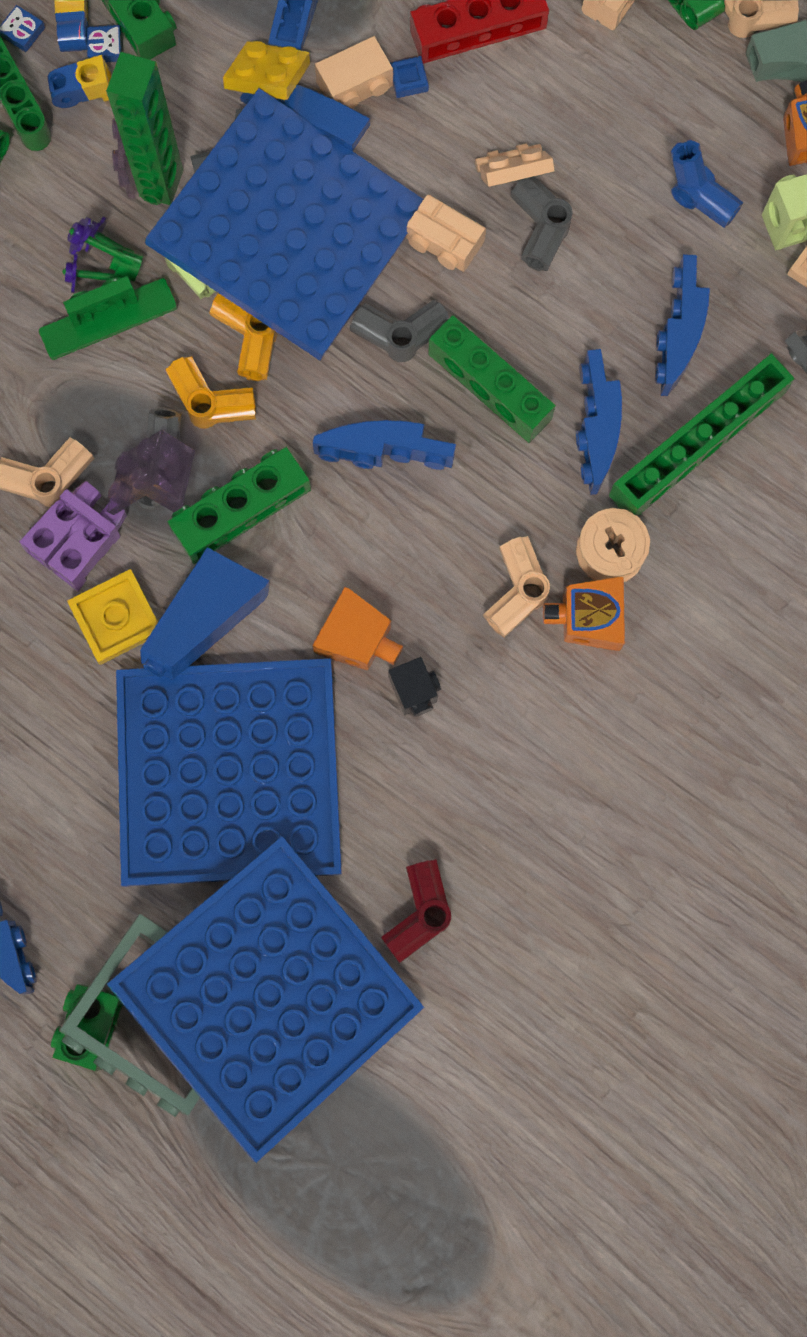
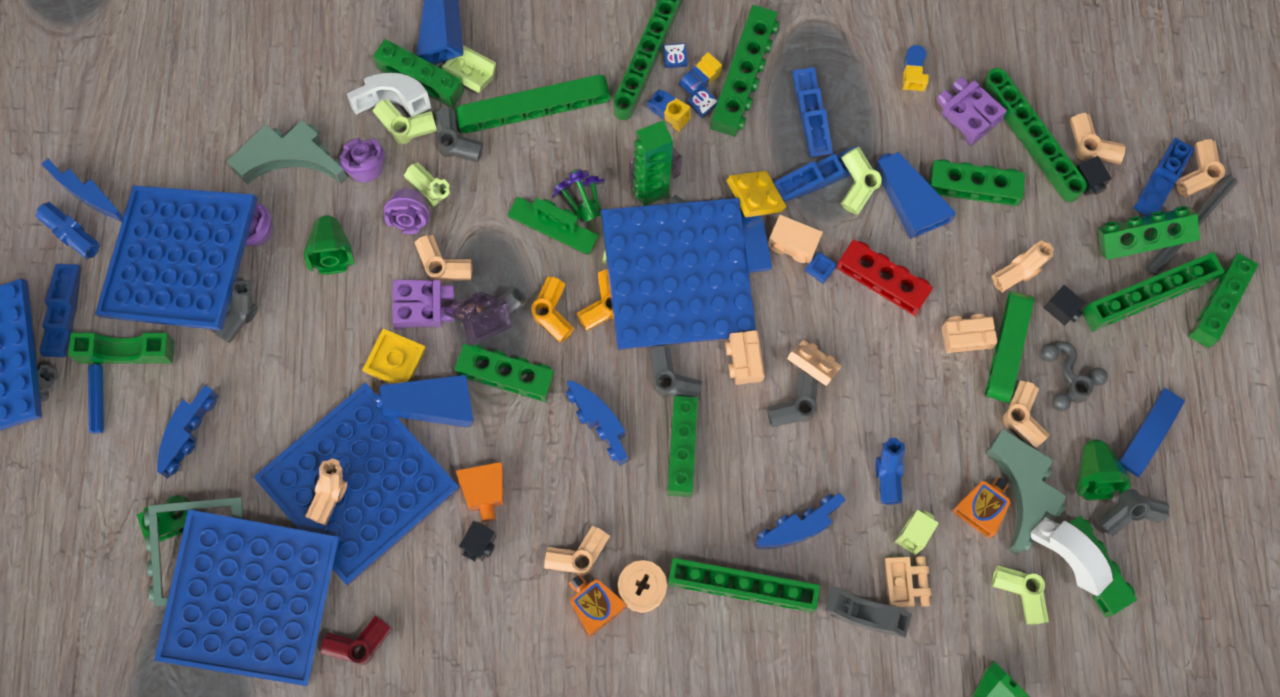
camera: 50 degrees right, 5 degrees down
(216, 808) = (328, 491): none -> light nougat piece
(601, 432) = (701, 530): blue slope -> none

